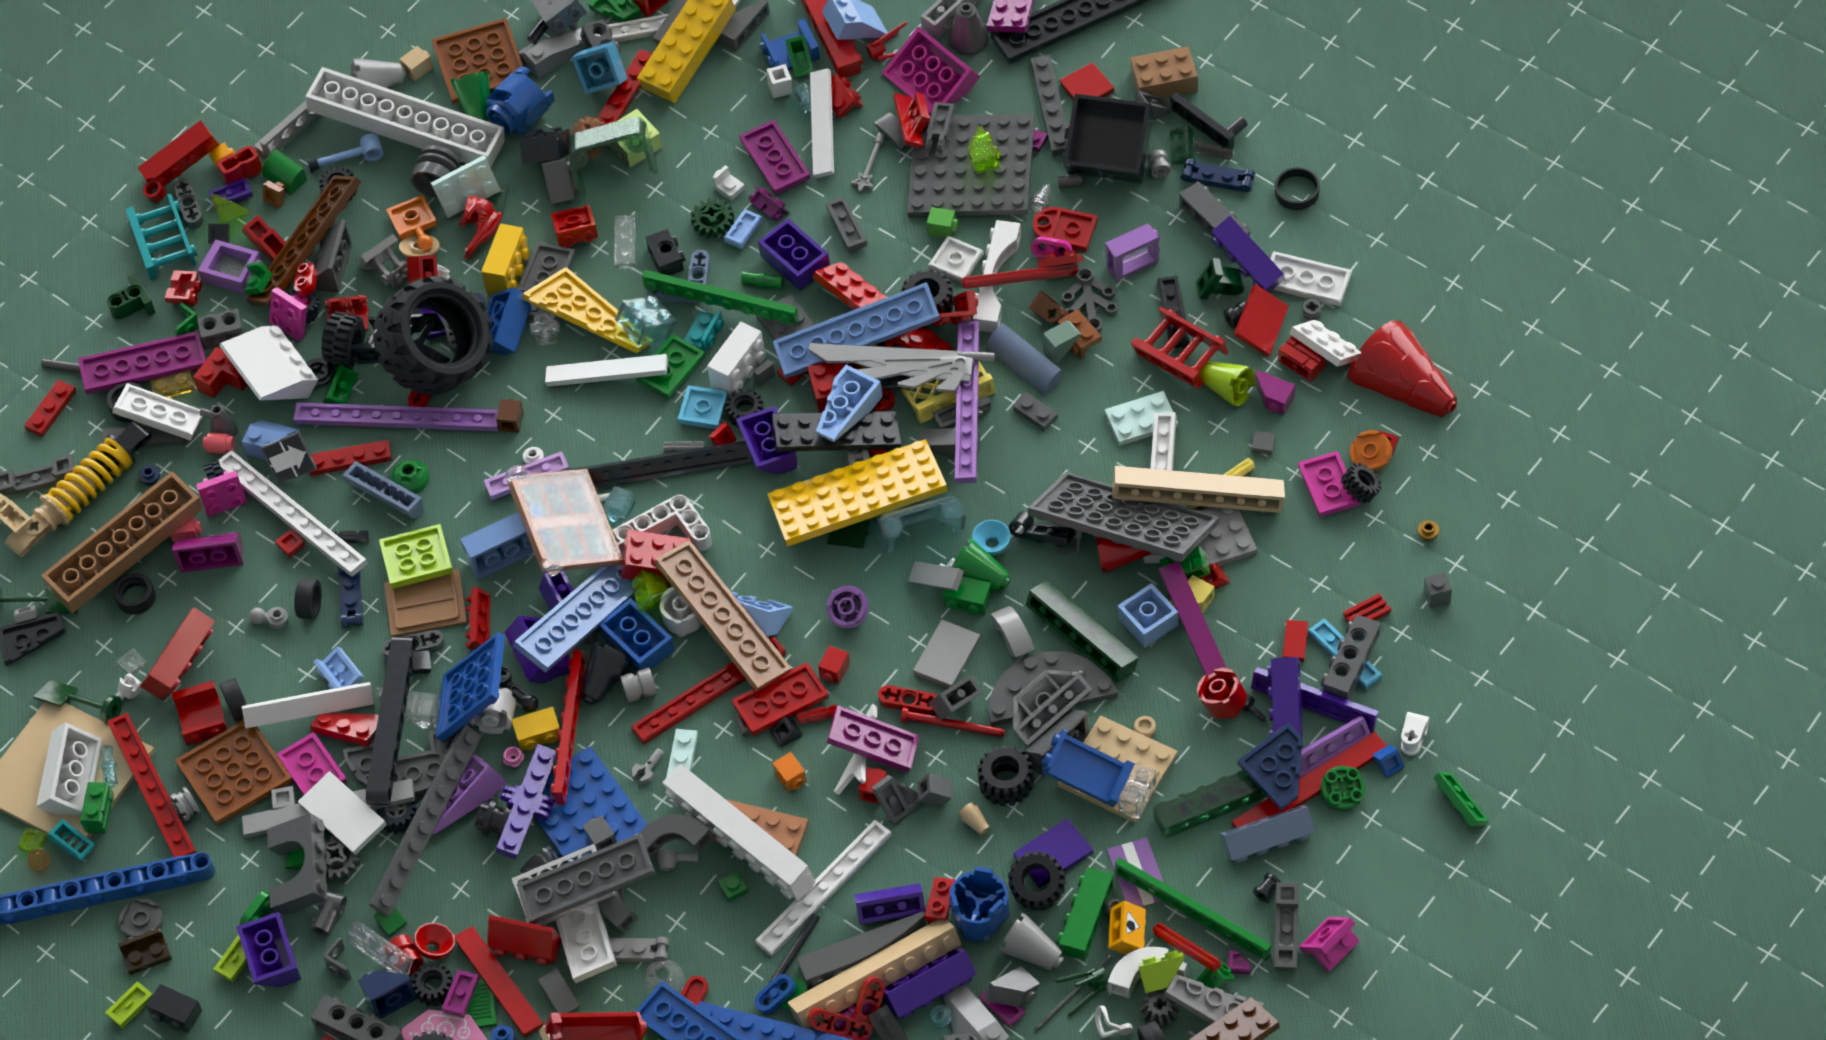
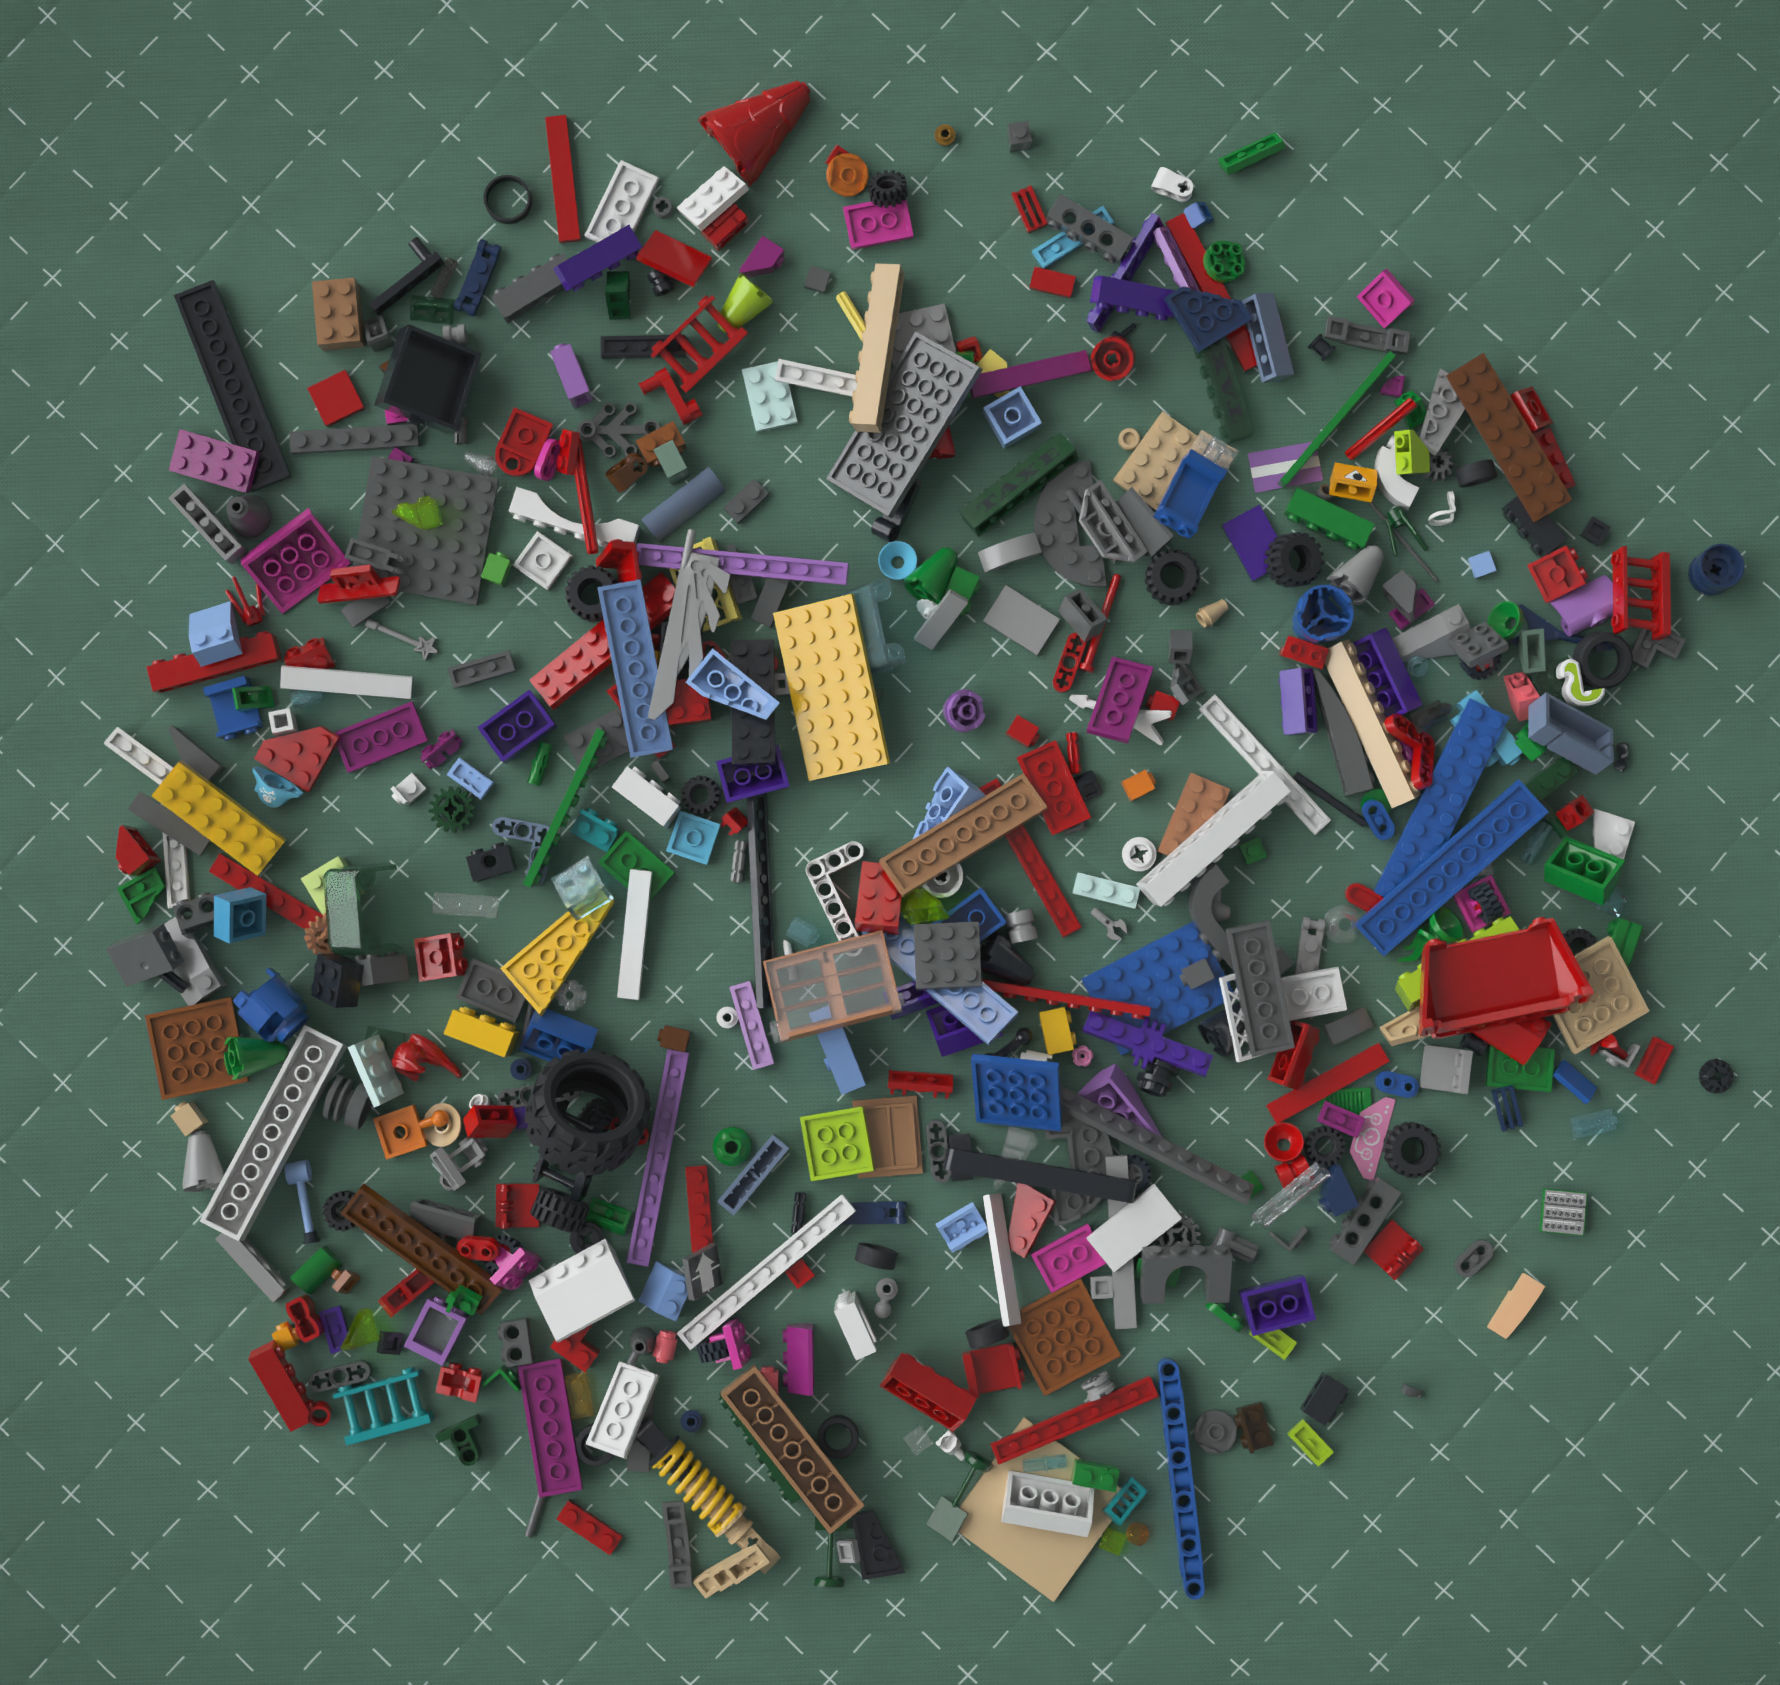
camera: 90 degrees left, 30 degrees up
(253, 587) = (855, 1324): none -> white arch
(600, 610) = (947, 955): none -> dark grey plate
(720, 84) = (273, 788): none -> medium azure hat
(723, 775) = (1148, 858): none -> white gear
(751, 99) = (299, 755): none -> red plate
(1116, 348) = (687, 411): none -> red beam
(1325, 229) = (562, 179): none -> red tile

